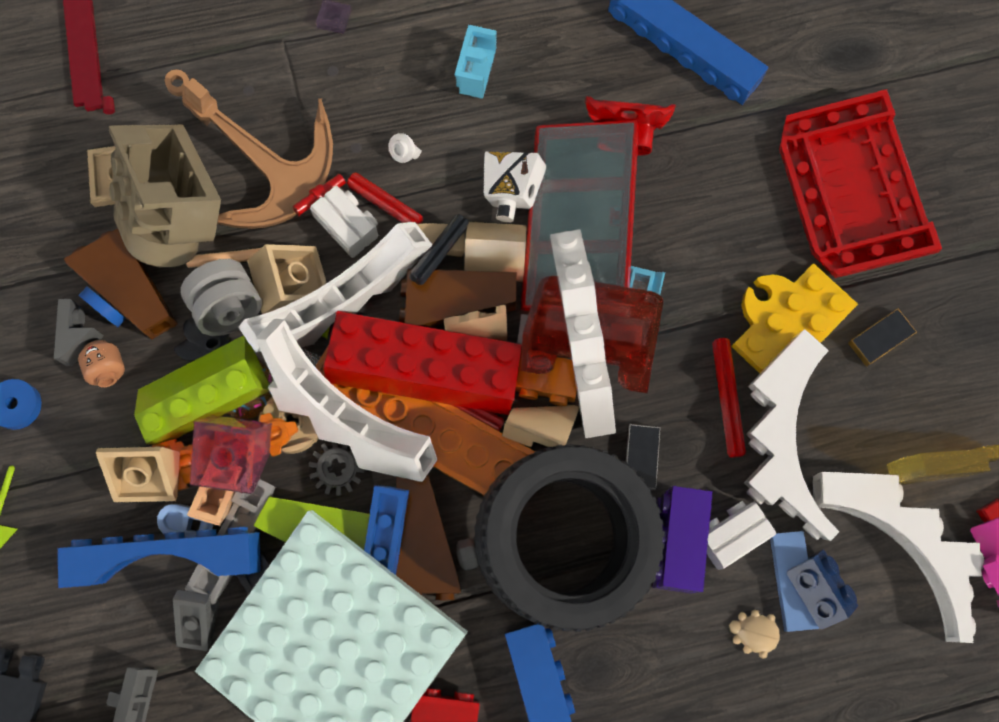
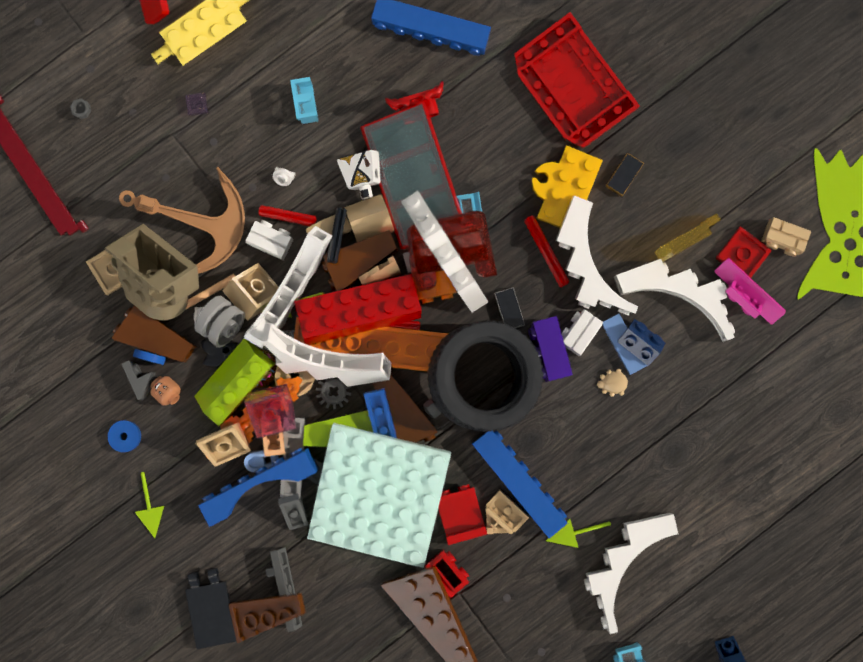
camera: 20 degrees left, 10 degrees up
(316, 193) = (245, 230): red bar -> none
(541, 425) = (443, 316): tan slope -> none

